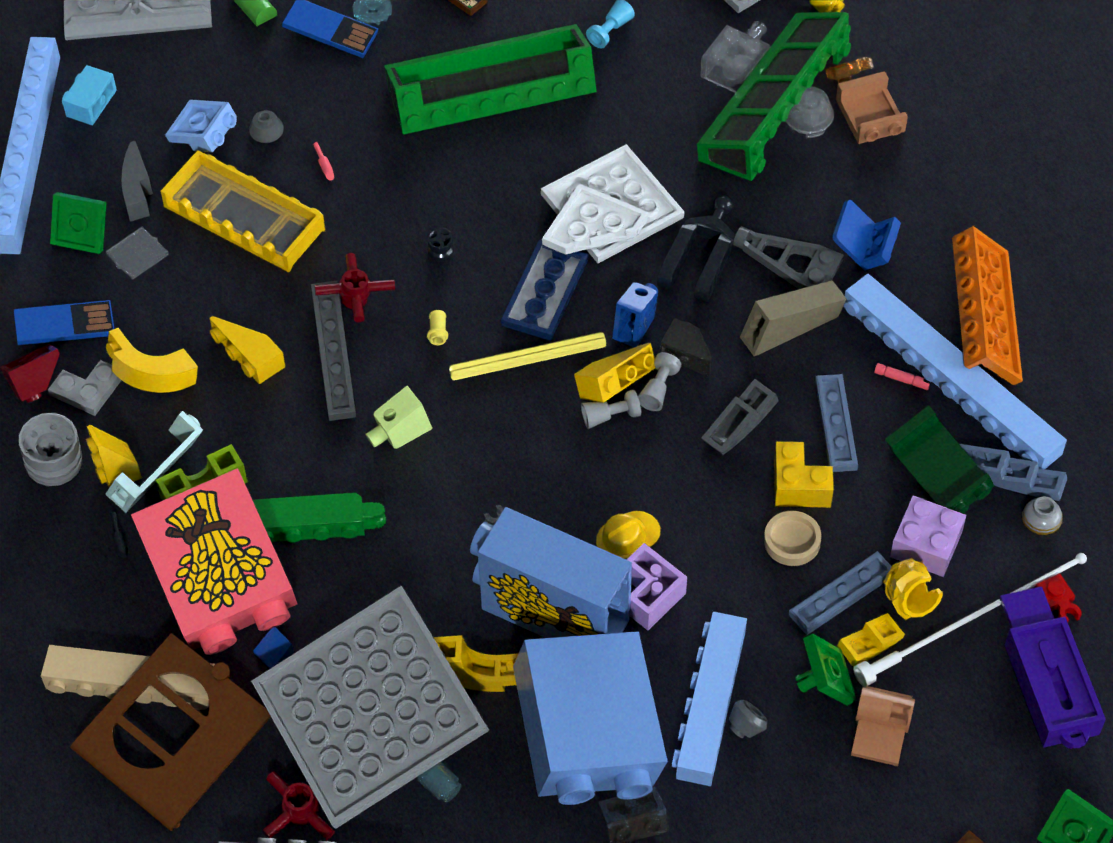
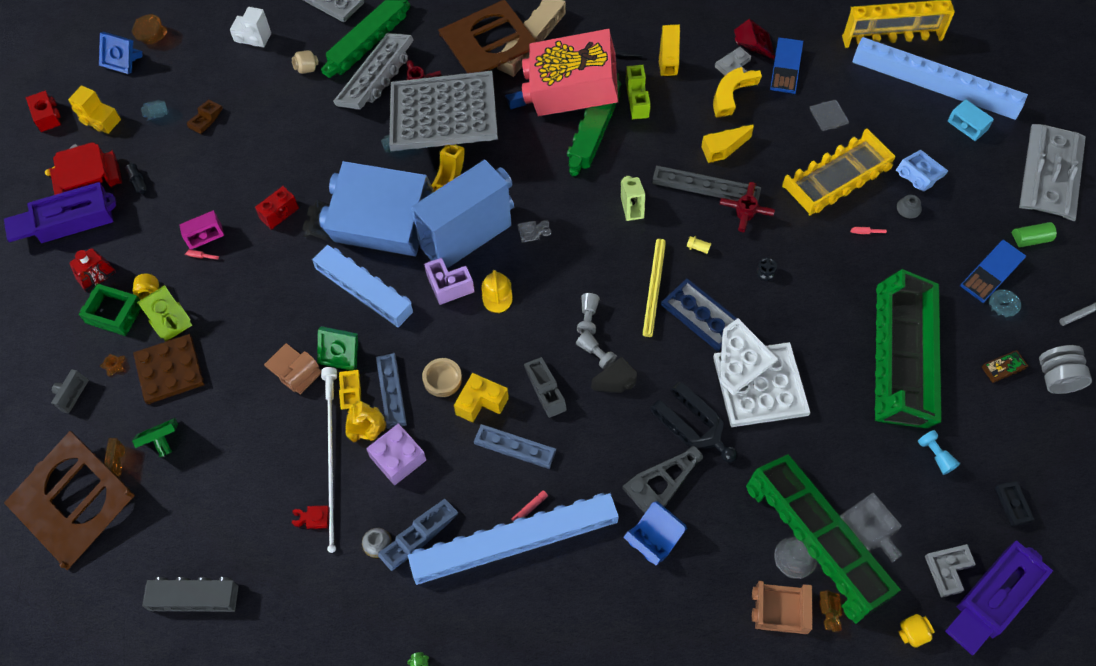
camera: 115 degrees right, 5 degrees up
(50, 449) = (693, 30): light grey wheel -> none
(78, 222) = (858, 85): green tile -> none
(127, 493) = (646, 55): light aqua panel -> none
(135, 183) = (885, 123): dark grey slope -> none
(614, 373) = (612, 322): yellow slope -> none
(638, 302) = (656, 355): blue torso -> none
(747, 719) = (337, 298): dark grey cone -> none
(790, 315) = (609, 454): dark tan slope -> none
(939, 462) = (442, 491): dark green panel -> none
(986, 305) = (553, 589): orange bracket -> none
(1050, 671) = (262, 475): dark purple piece -> none

